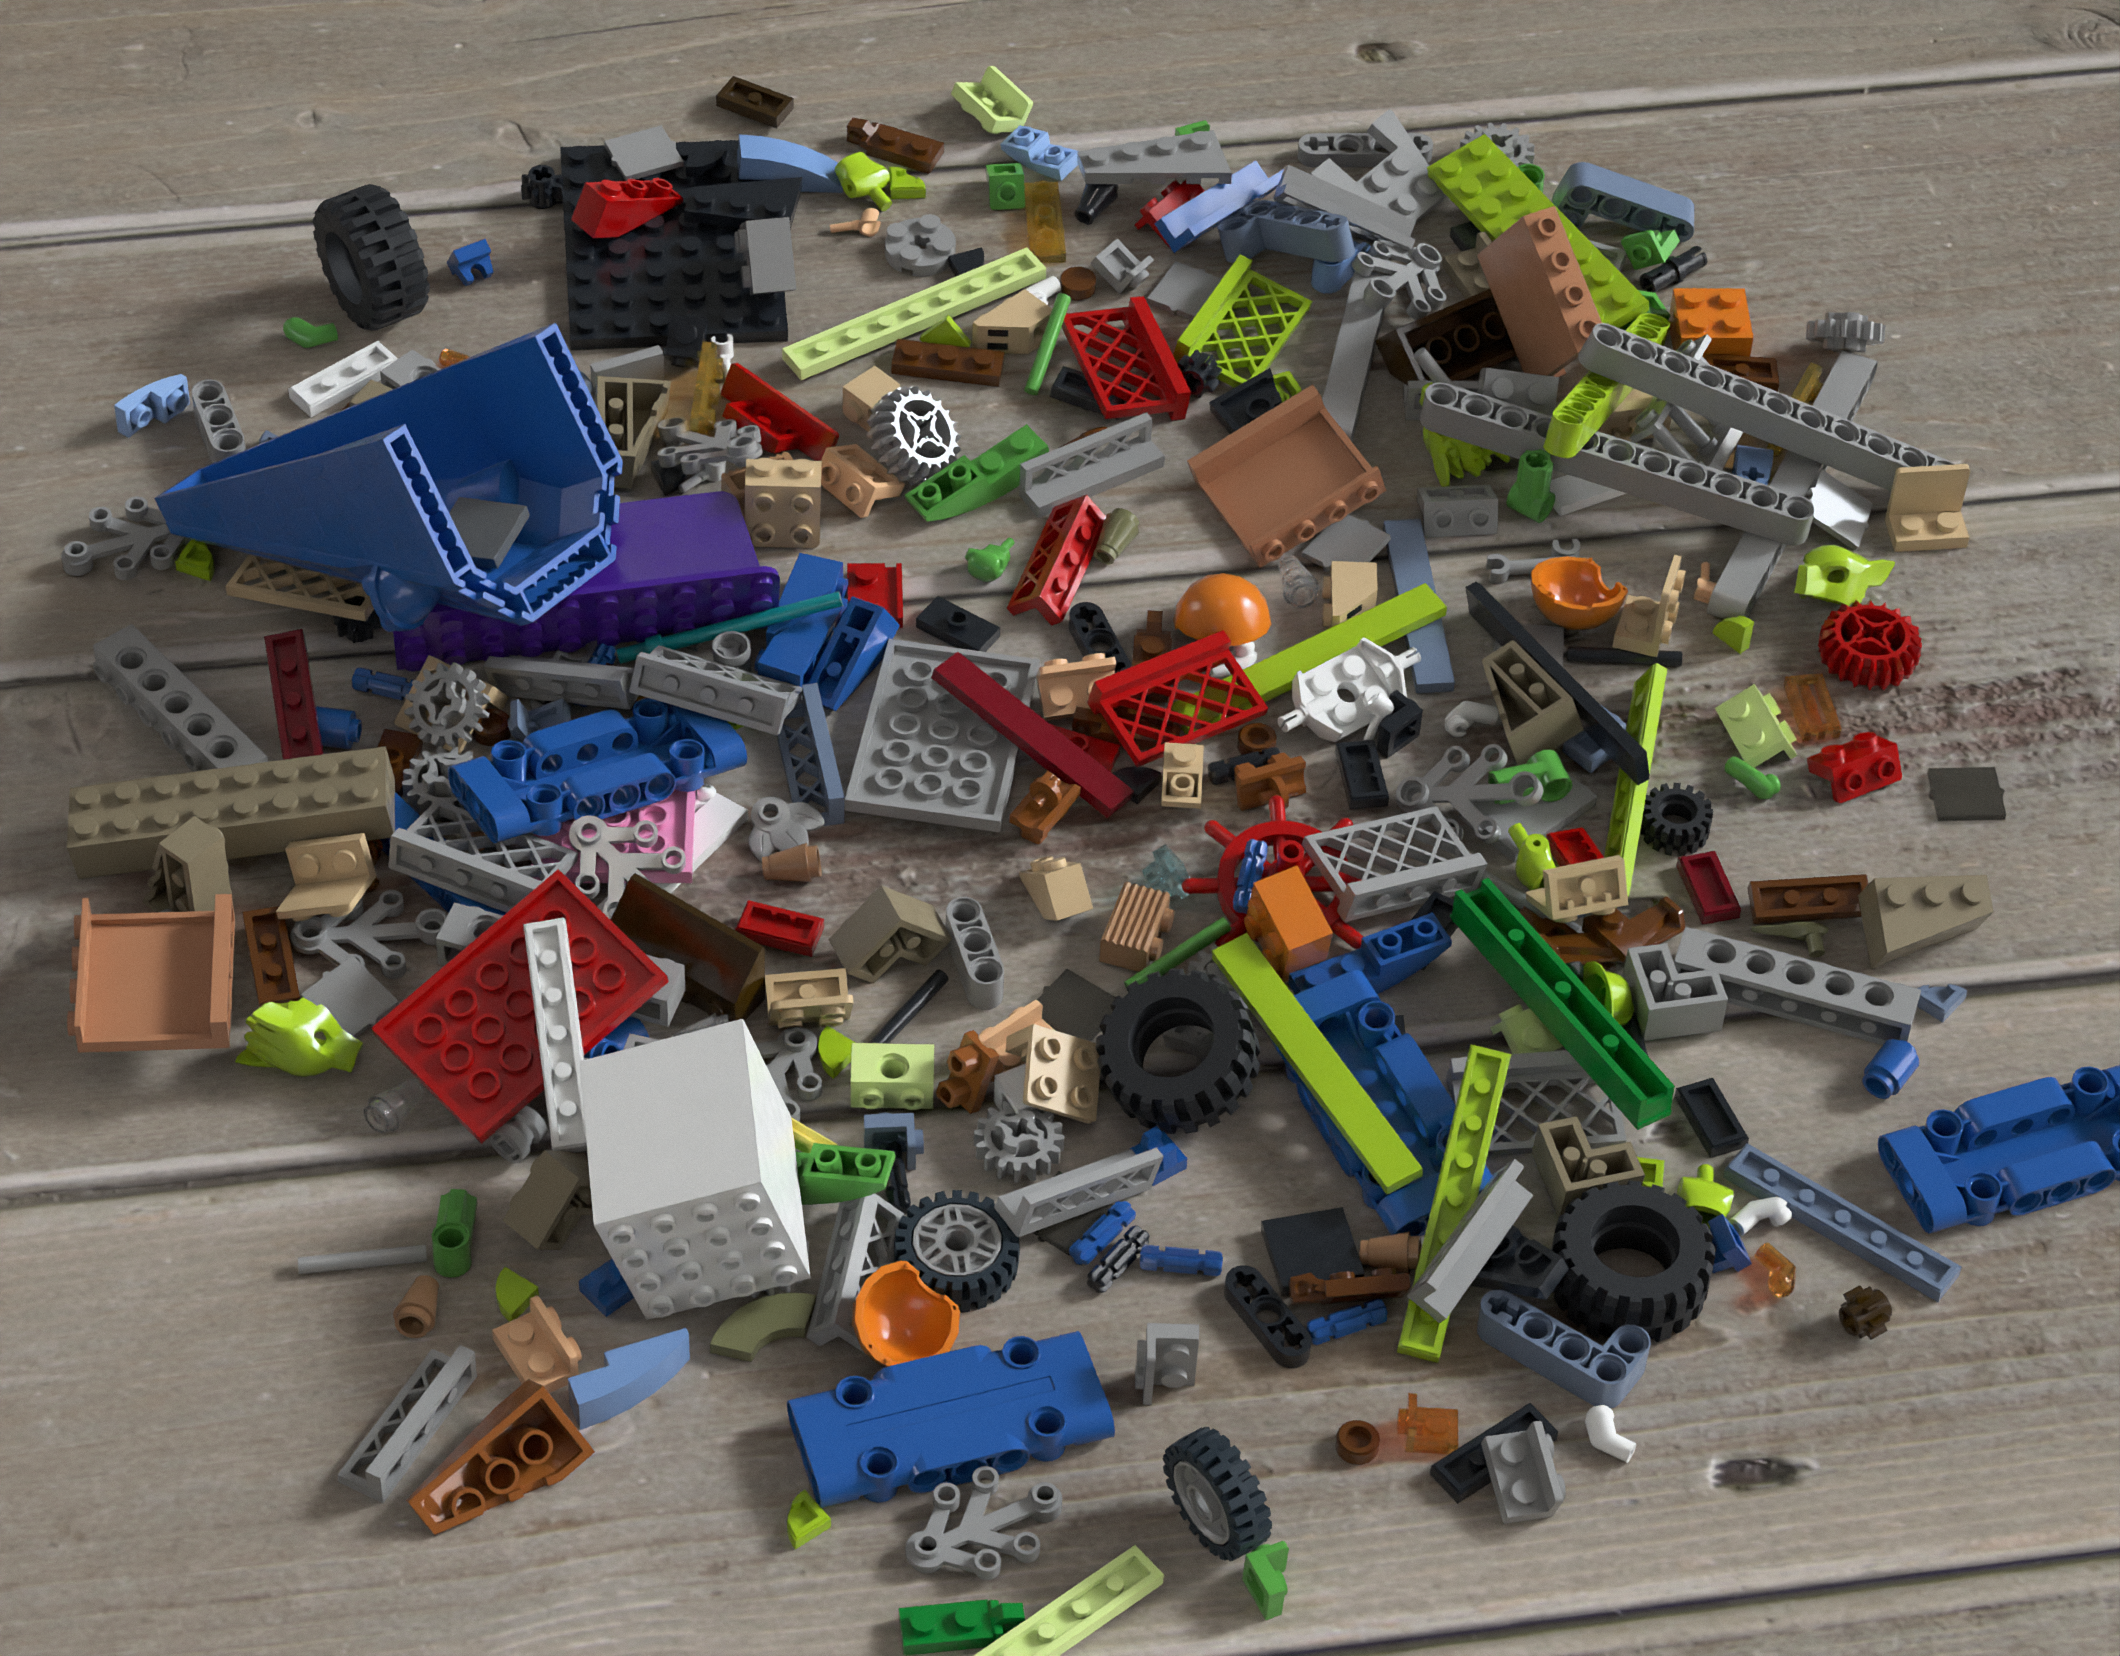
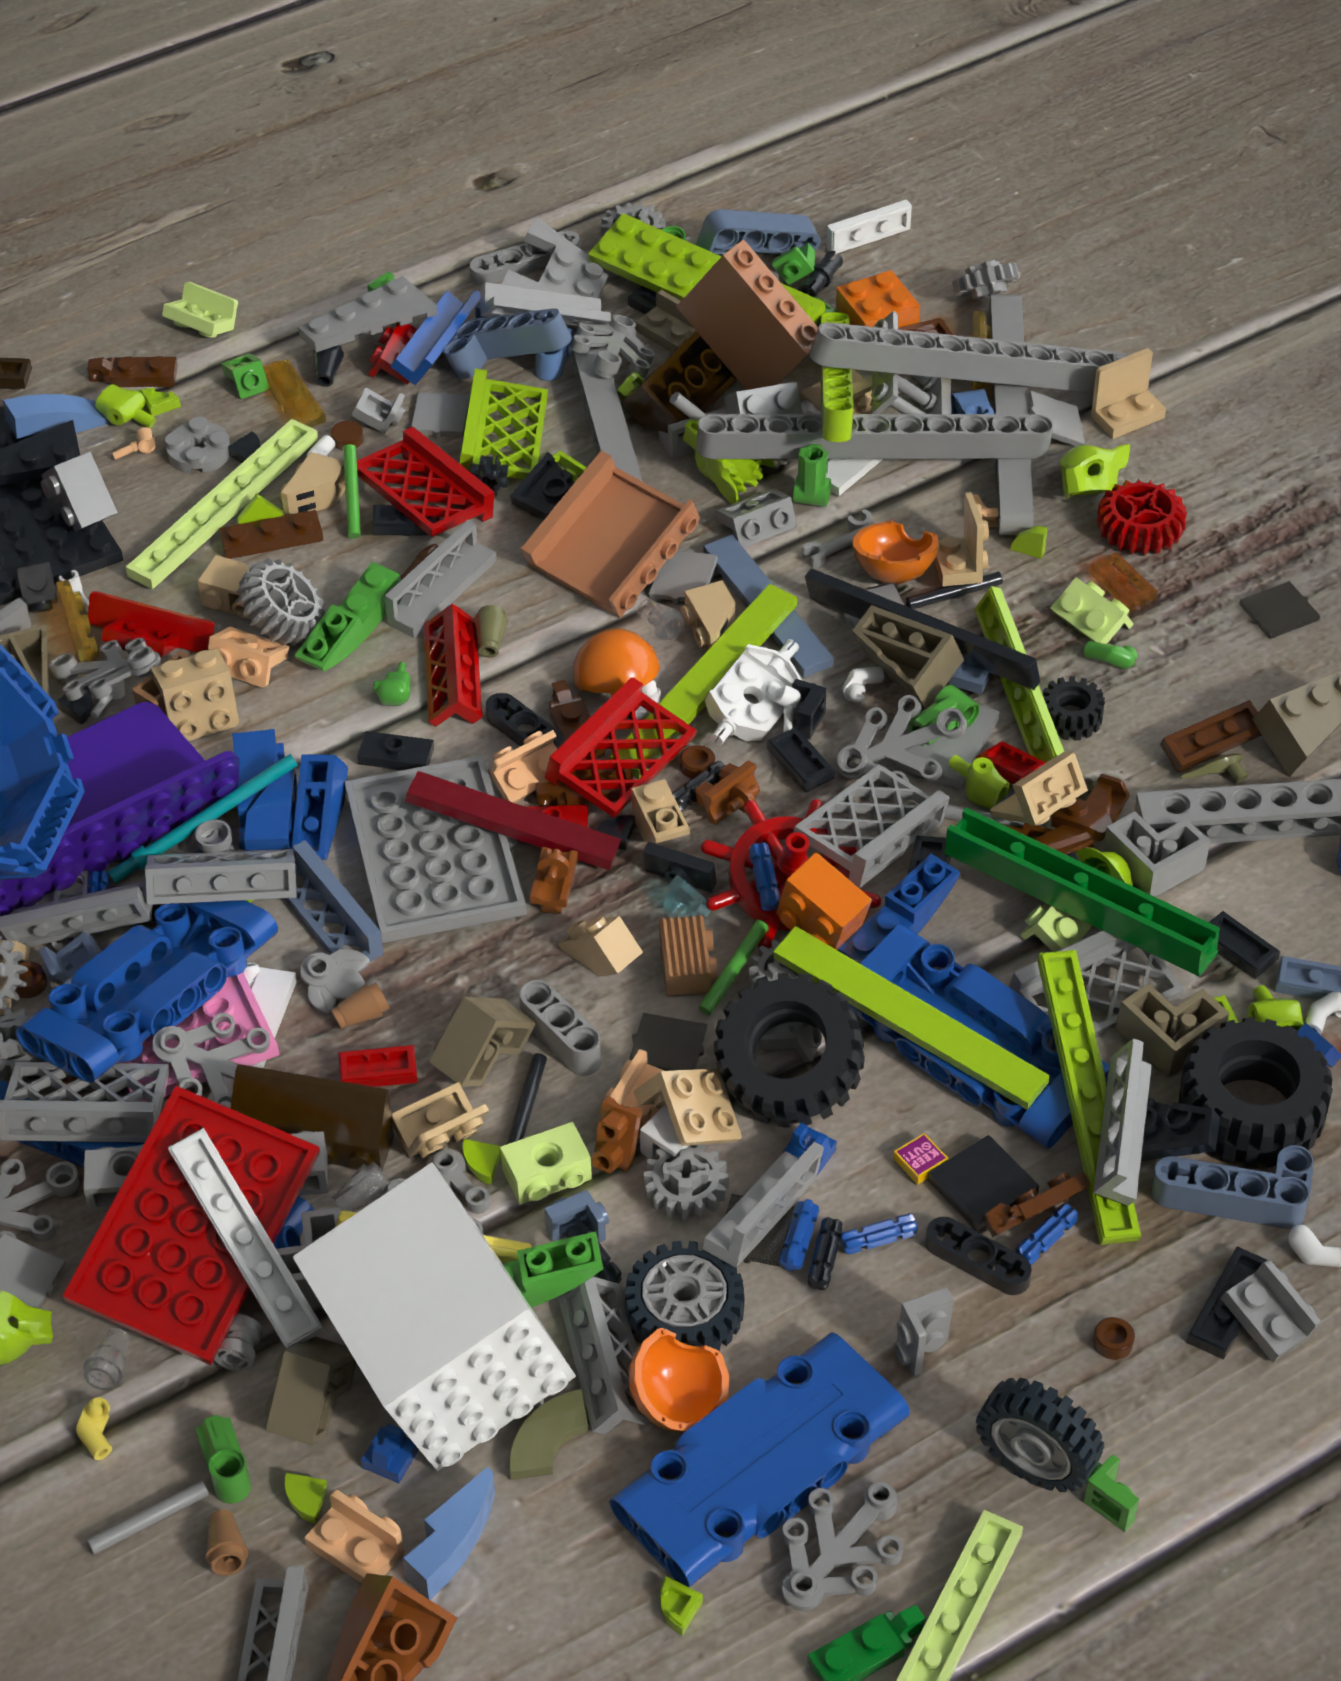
camera: 20 degrees left, 0 degrees up
(350, 1160) = (91, 1428): none -> light yellow arm
(878, 586) = (308, 738): red plate -> none
(1034, 151) = (253, 339): light blue slope -> none
(1178, 838) = (671, 863): none -> black plate
(1261, 1204) = (919, 1158): none -> tile
(1392, 1251) = (1052, 1158): medium nougat cone -> none
(1396, 322) = (629, 385): none -> lime tile
(1428, 1428) = (1166, 1302): clear orange bracket -> none
(1708, 887) = (1127, 755): dark red tile -> none
(1755, 233) = (869, 227): none -> white tile
(1857, 765) = (1186, 615): red bracket -> none

